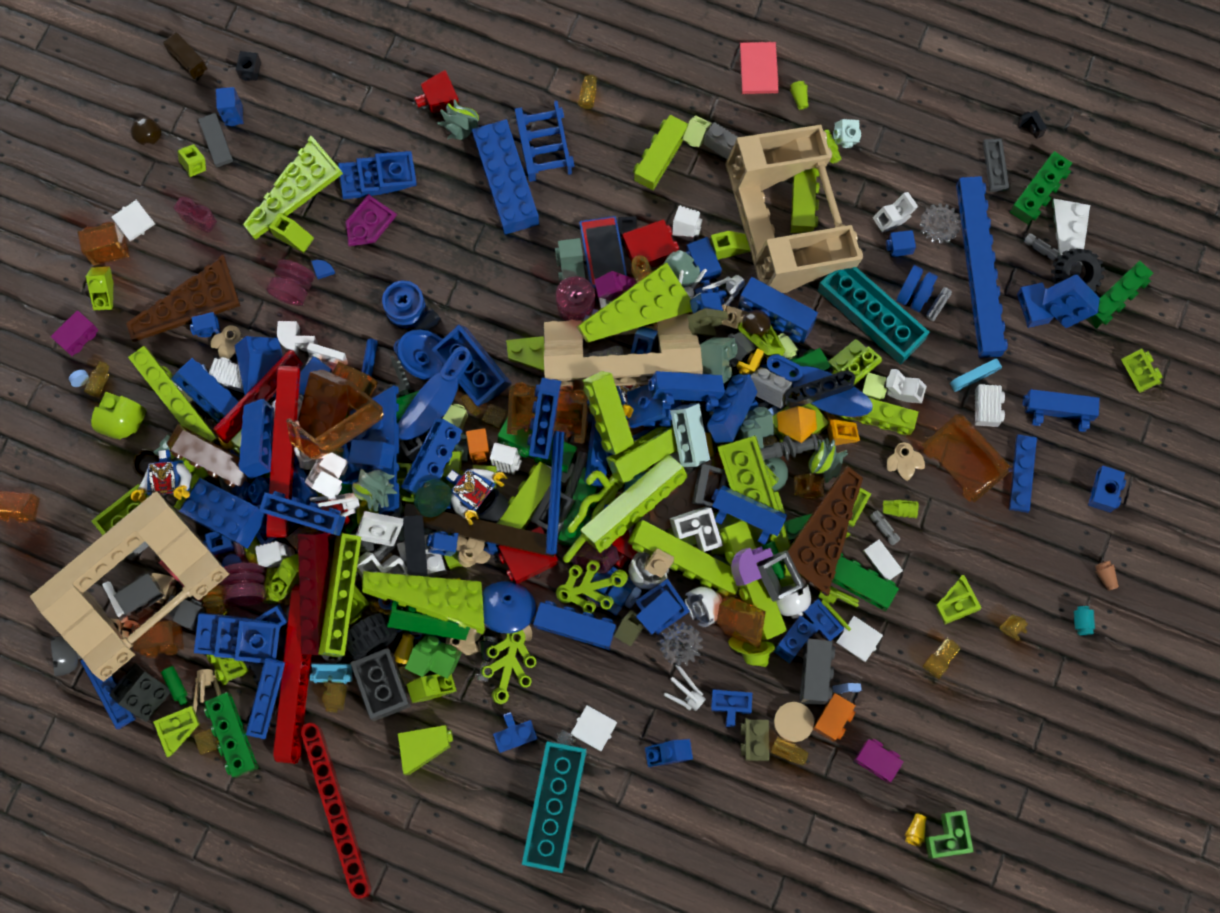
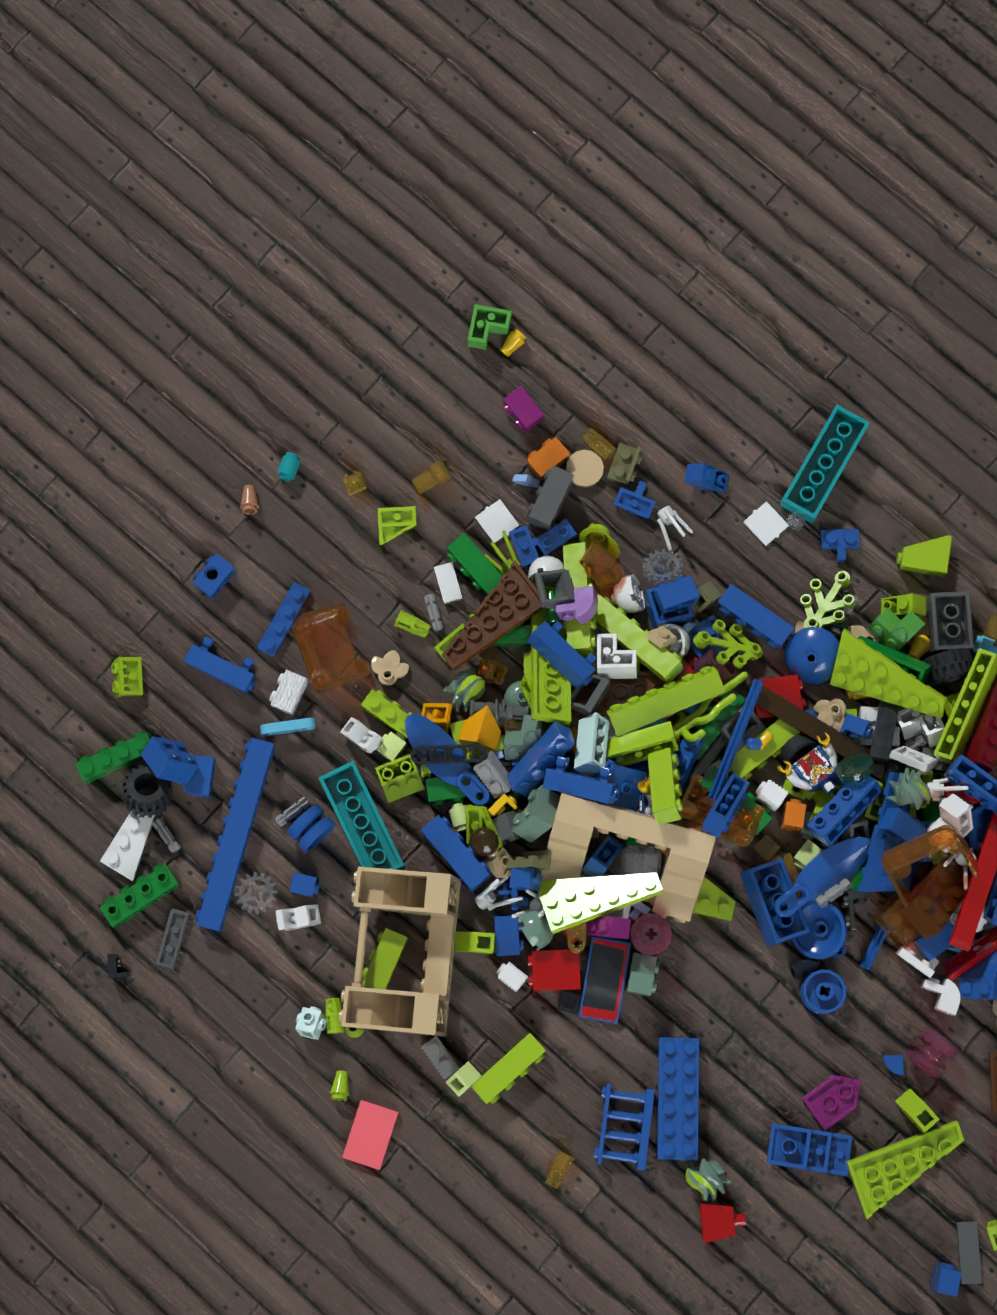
camera: 160 degrees left, 5 degrees up
(419, 385) = (833, 893): none -> light grey axle
(532, 498) = (758, 743): none -> blue arm

